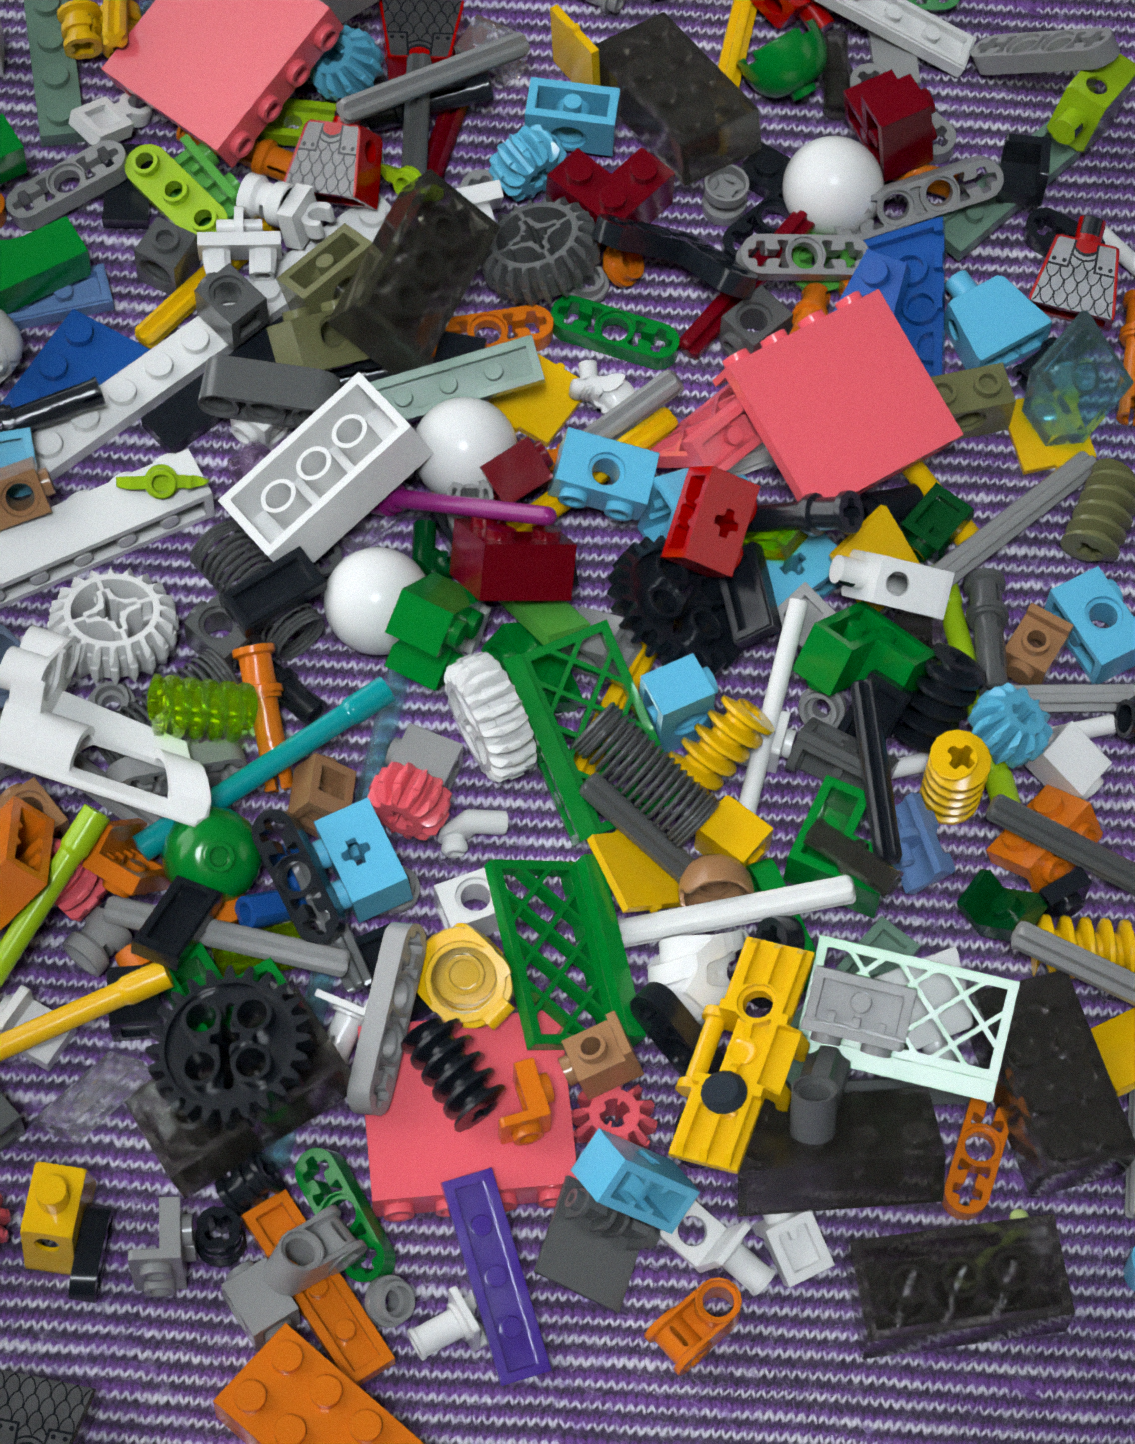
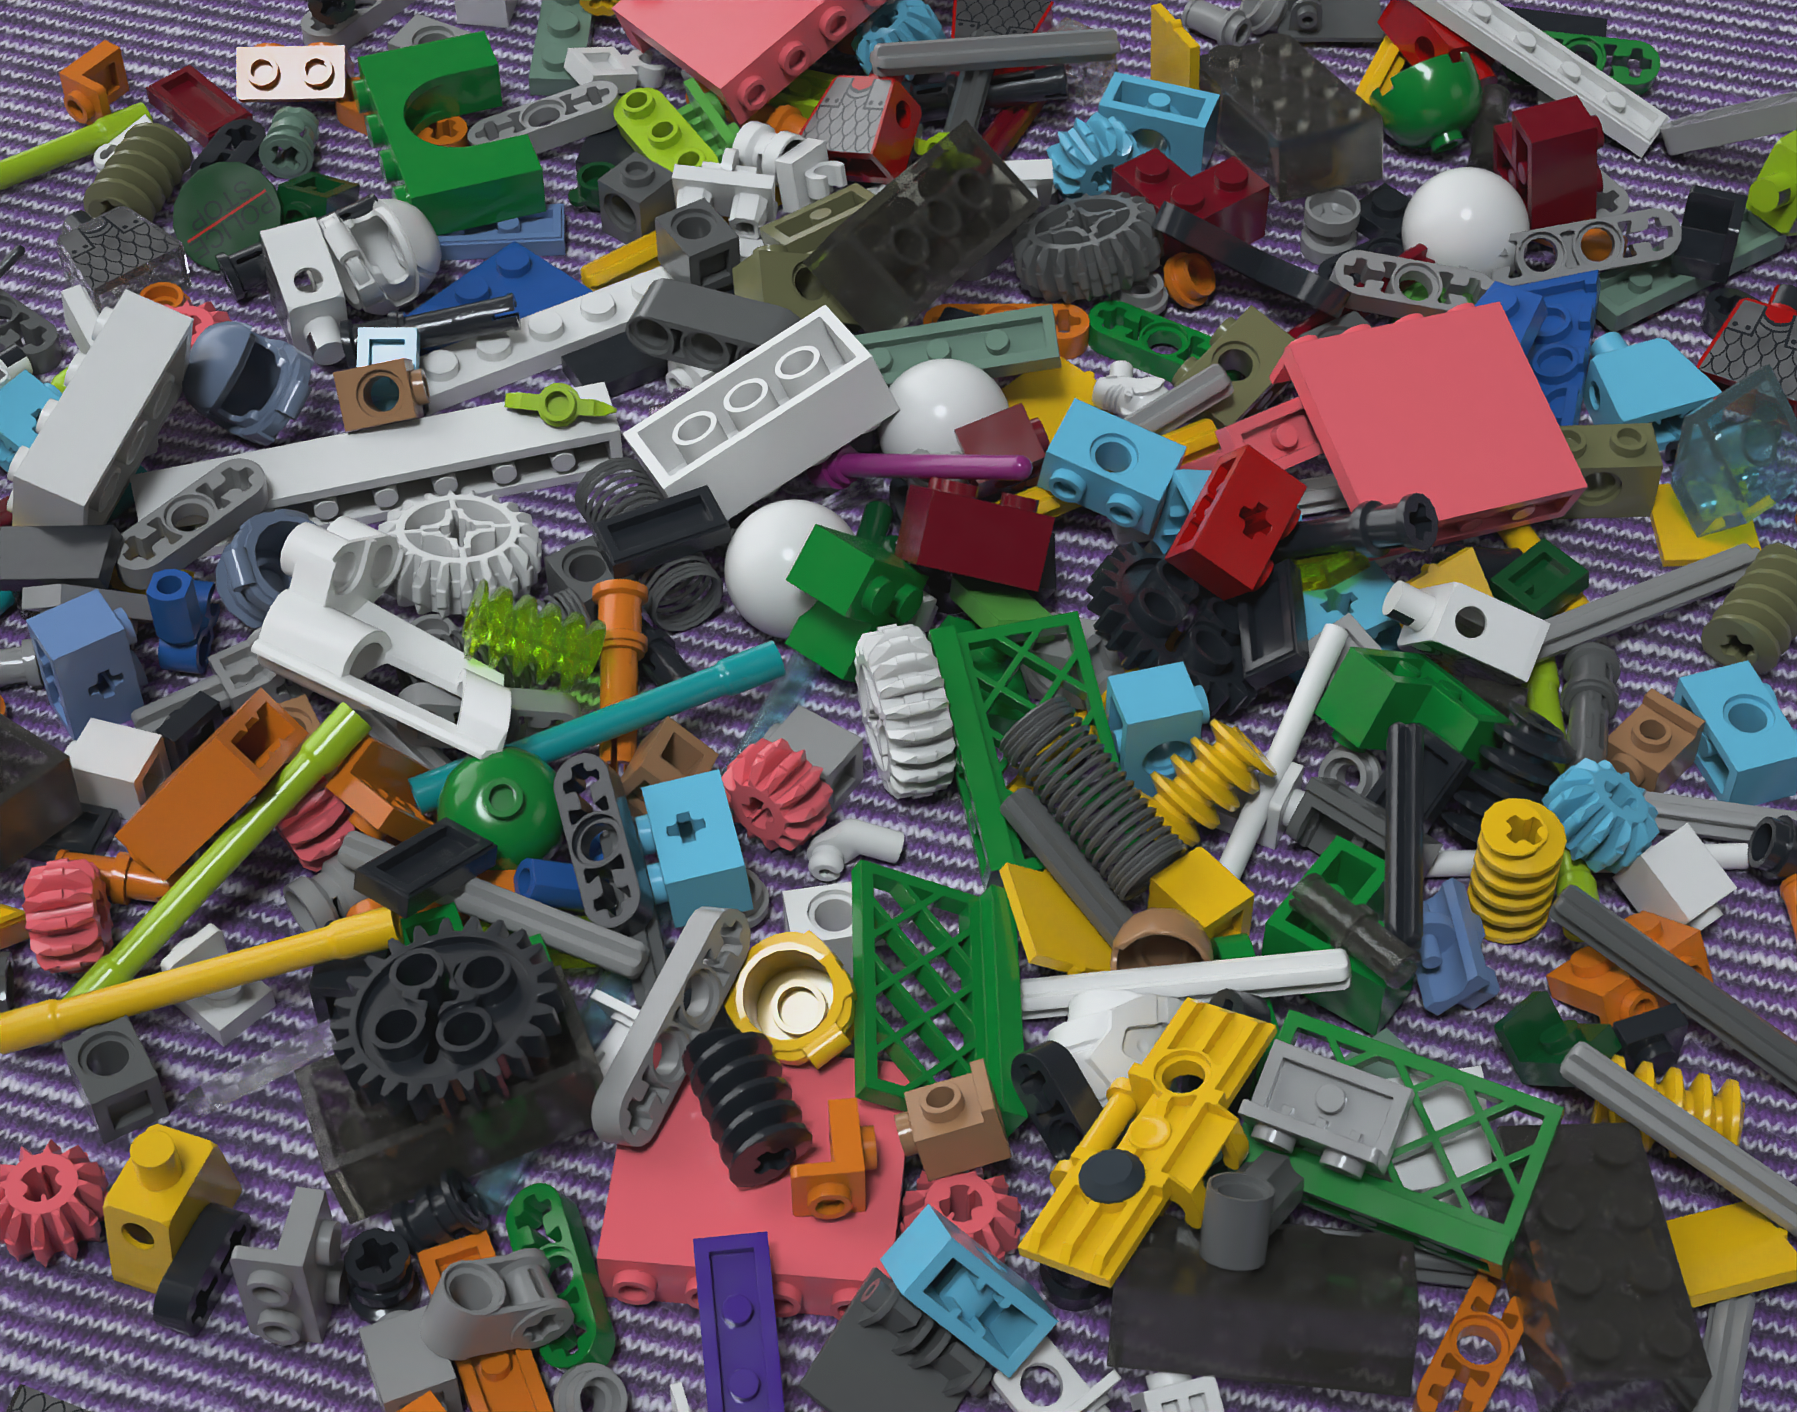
camera: 15 degrees right, 15 degrees down
(120, 233) = (587, 185): none -> dark green plate
(697, 341) = (1248, 346): none -> olive brick

